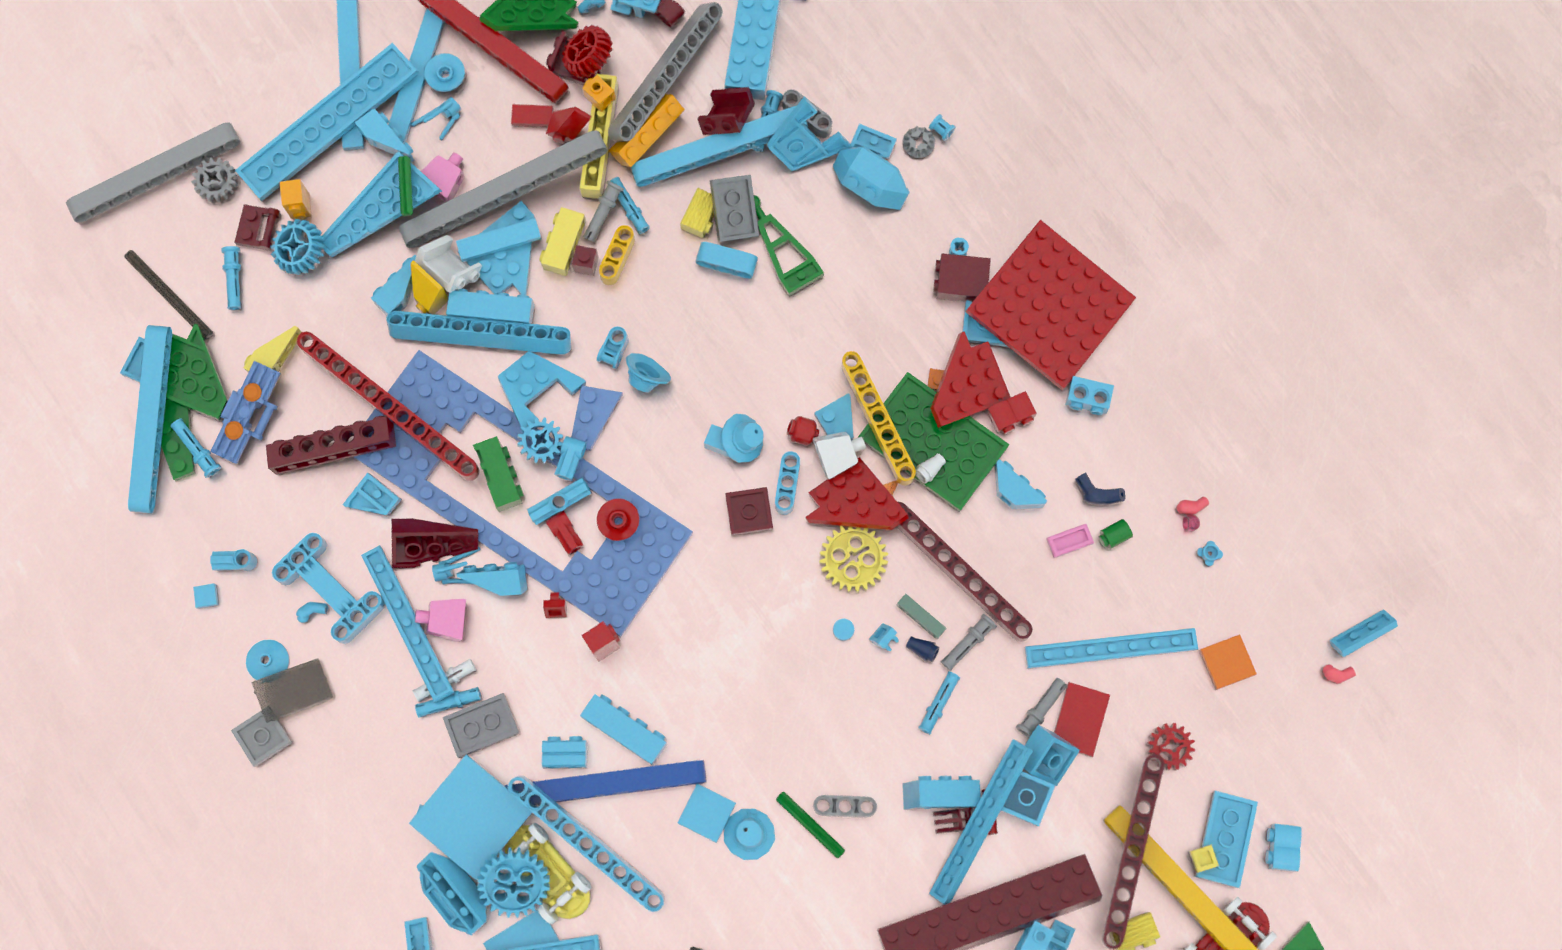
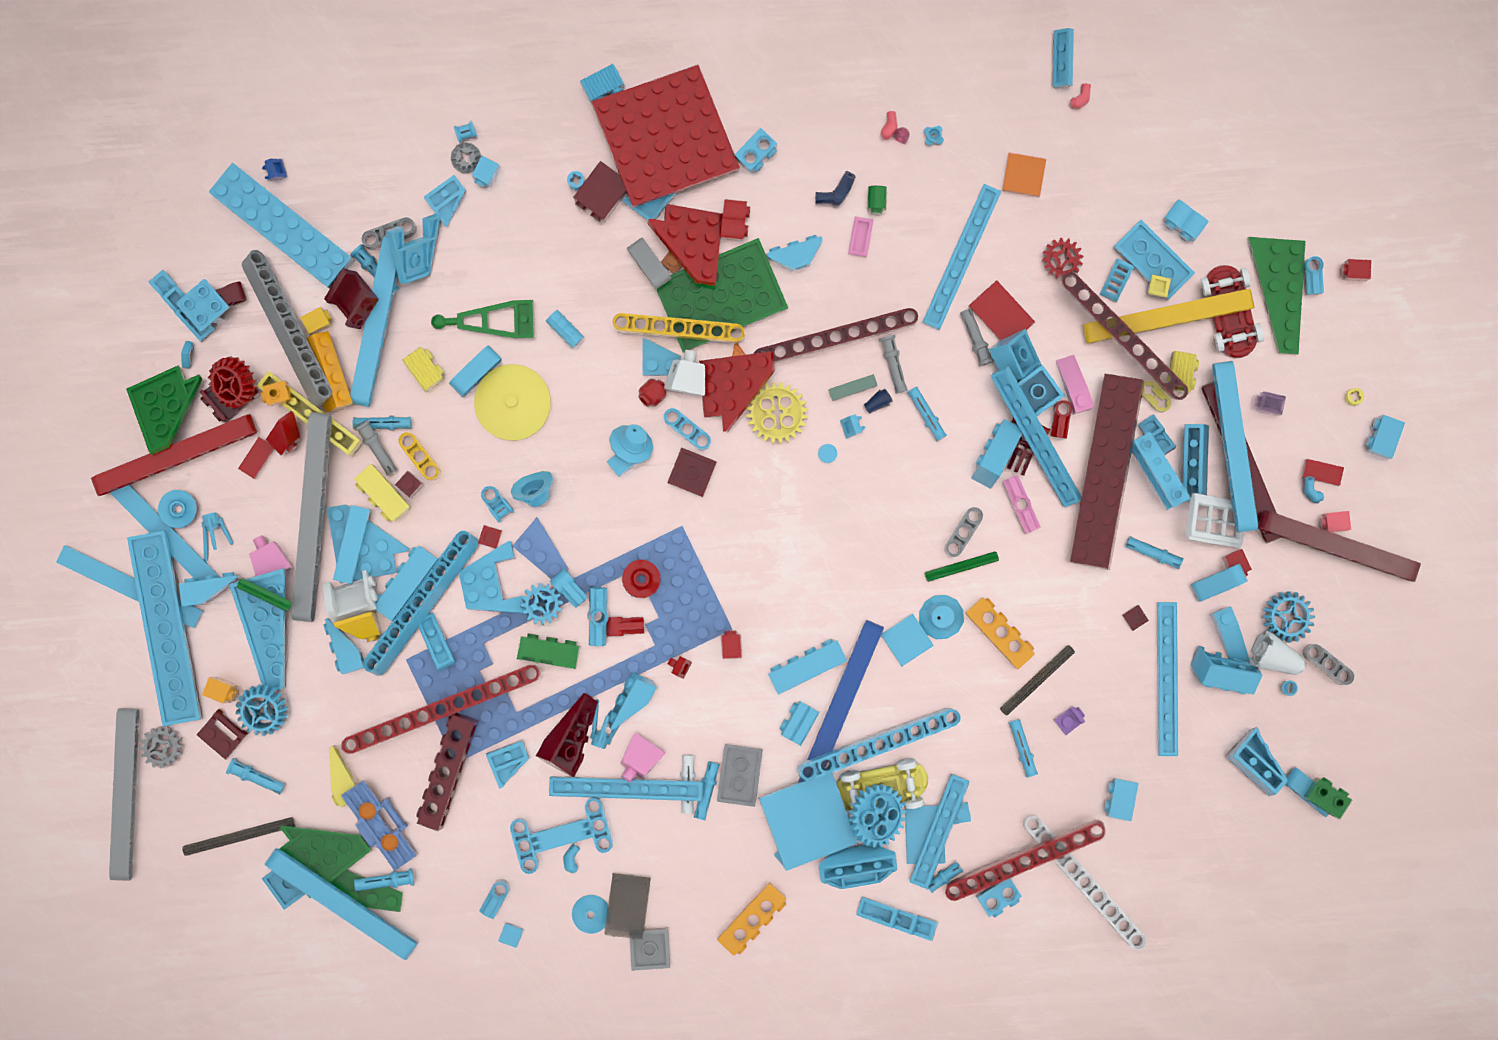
camera: 60 degrees left, 10 degrees up
(312, 807) = (768, 893): none -> light orange brick
(449, 367) = (436, 642): none -> medium azure tile
(579, 361) = (490, 536): none -> red tile
(689, 96) = (316, 320): none -> yellow brick
(717, 310) = (512, 402): none -> light yellow dish
(734, 208) = (437, 340): flat silver plate -> none
(750, 933) = (1025, 649): none -> light orange brick
(814, 317) = (564, 329): none -> medium azure axle
(871, 177) = (475, 215): medium azure wedge -> none
(897, 859) = (1027, 516): none -> bright pink piece
(916, 165) = (485, 172): none -> medium azure brick
(922, 357) = (649, 263): none -> light grey beam
(927, 470) = (743, 314): white cone -> none
(1010, 839) = (1061, 422): none -> red piece
(1055, 832) = (1074, 384): none -> bright pink slope
(1064, 221) = (602, 83): none -> medium azure brick
(1098, 922) = (1159, 394): none -> light yellow beam
(1202, 813) = (1122, 264): none -> medium azure slope

